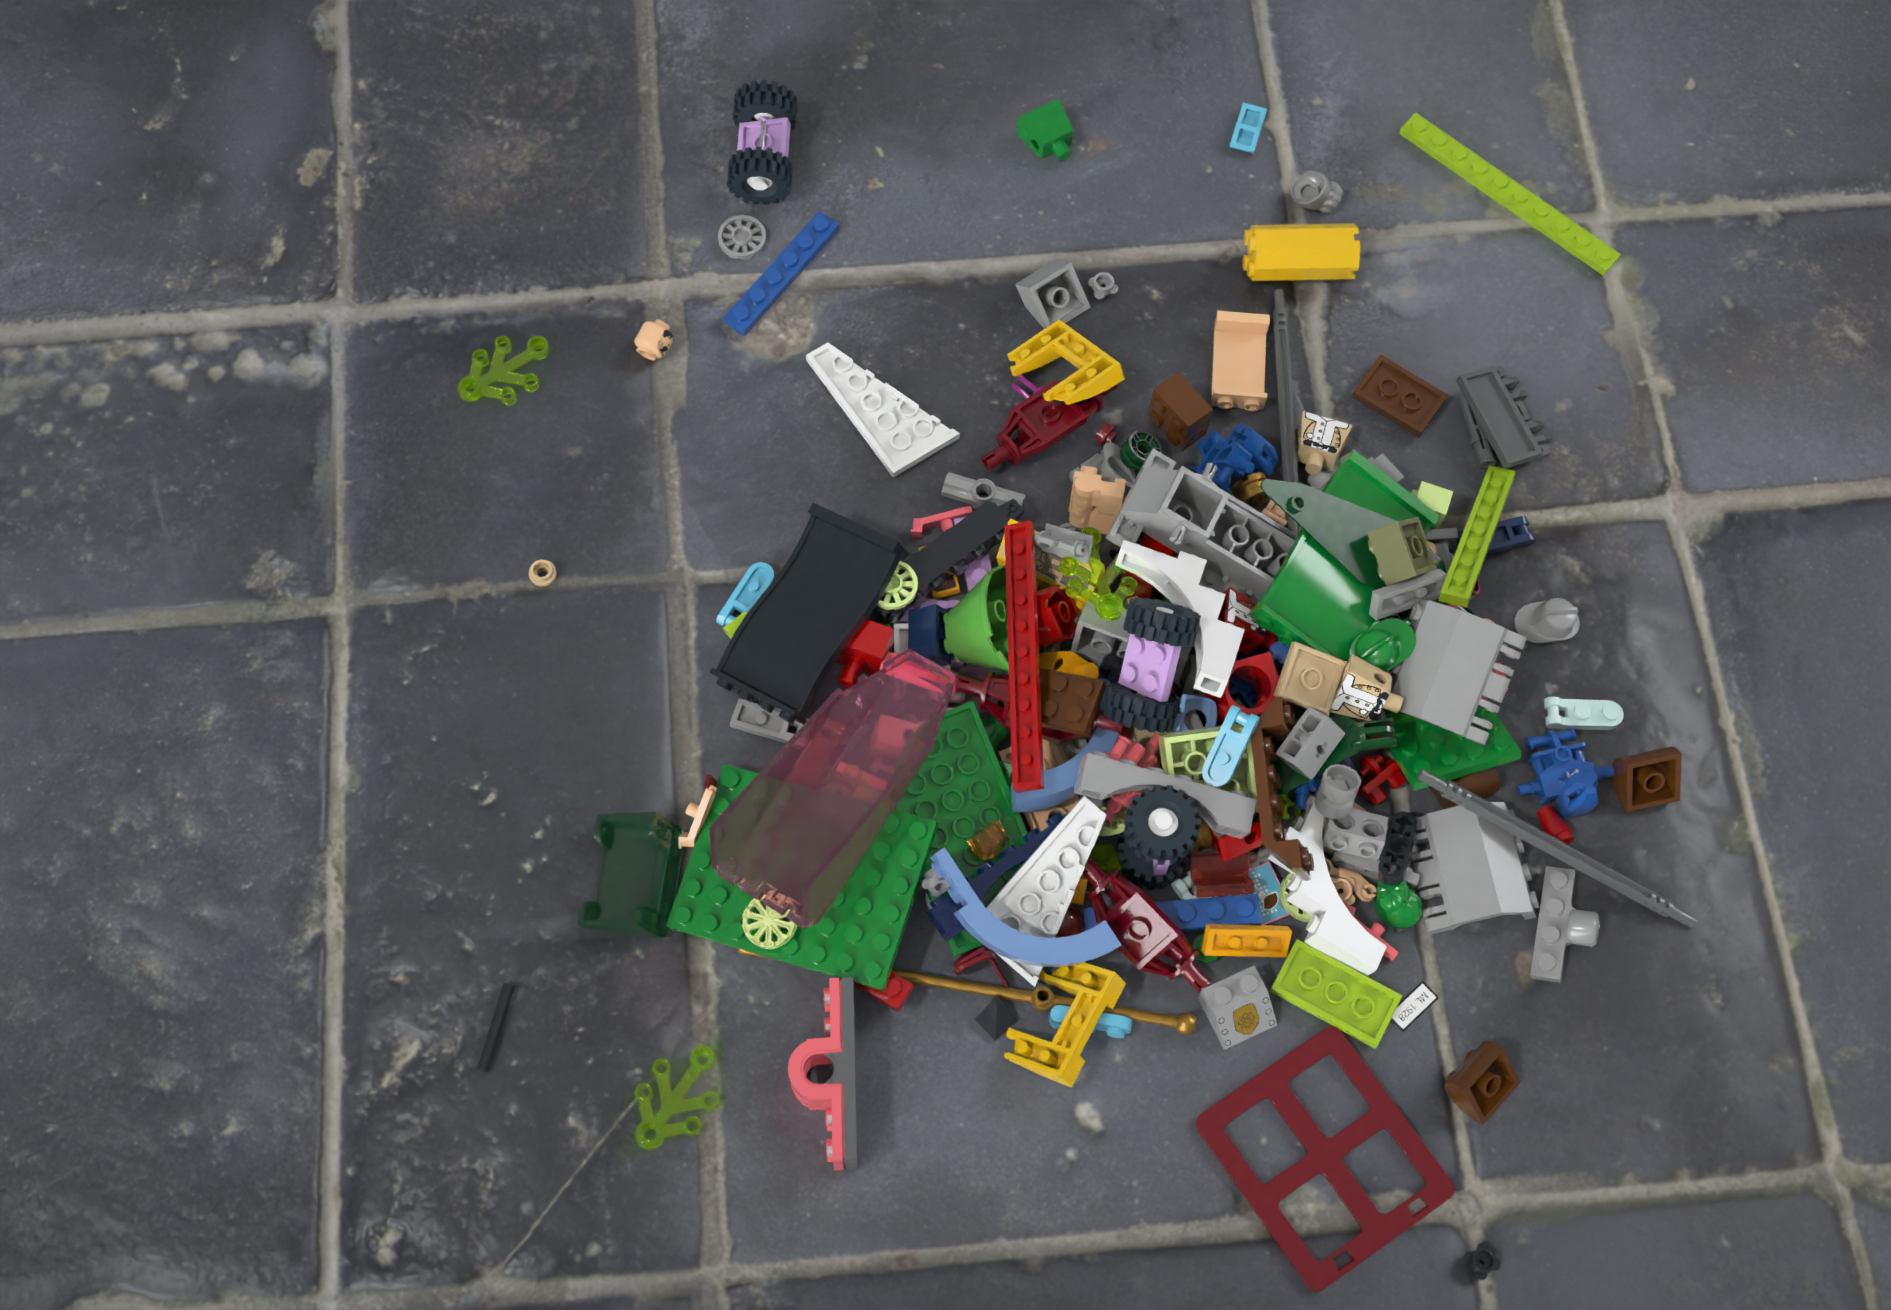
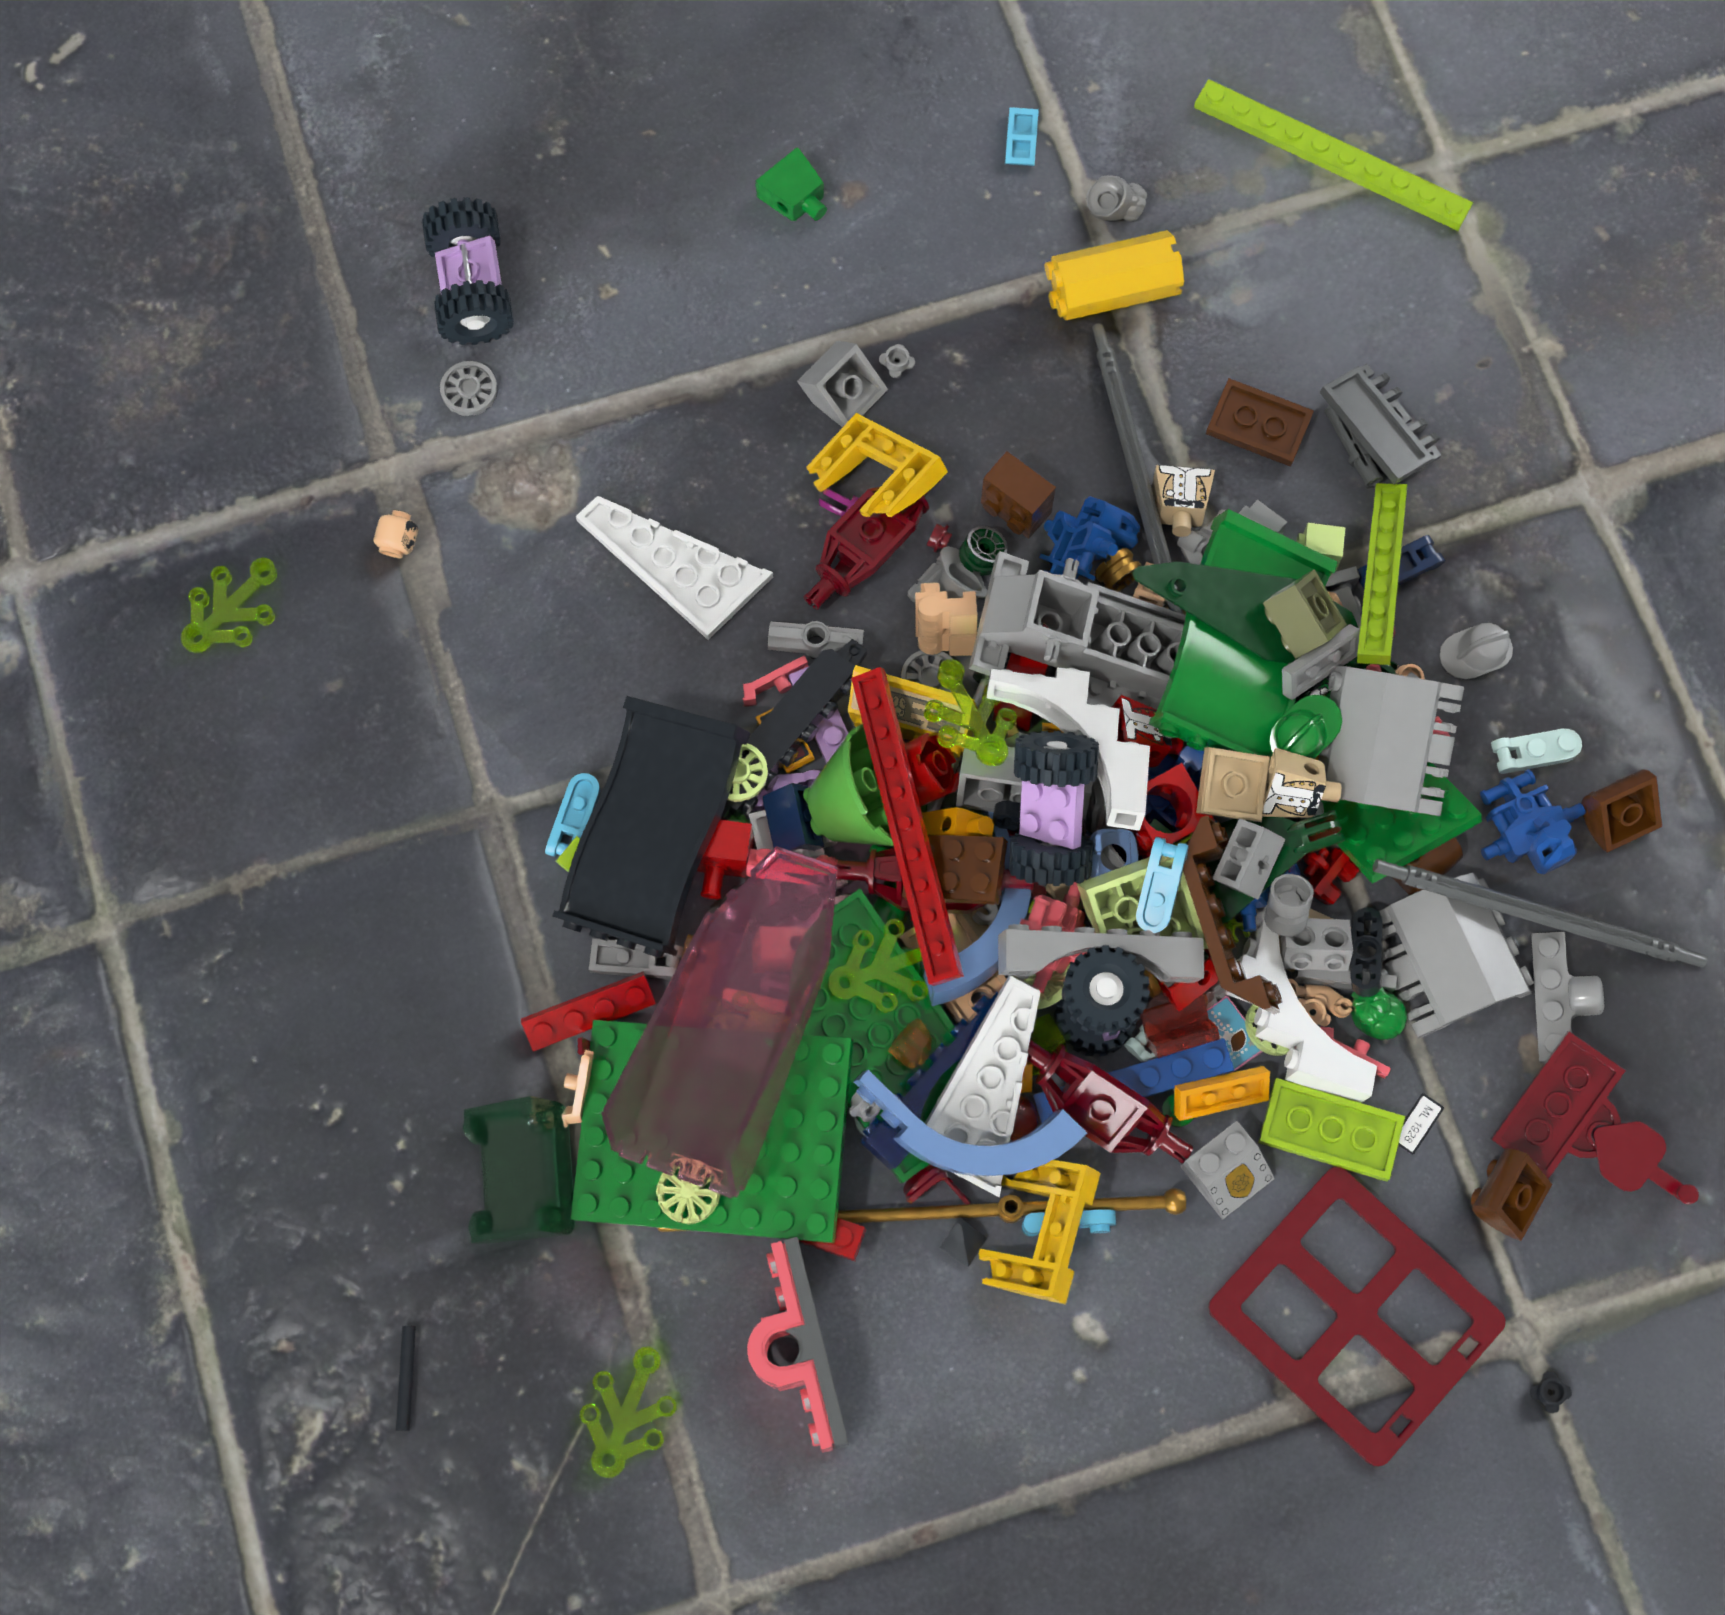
camera: 10 degrees left, 5 degrees up
(540, 566) = (328, 831): tan plate -> none
(710, 757) = (578, 1013): none -> red plate
(781, 273) = (524, 422): blue plate -> none
(976, 771) = (881, 969): none -> clear neon green plant
(1065, 542) = (925, 684): light grey hinge -> none
(1239, 360) = (1070, 419): light nougat panel -> none
(1547, 1015) = (1567, 1105): none -> dark red plate
(1554, 825) = (1531, 886): red cone -> none

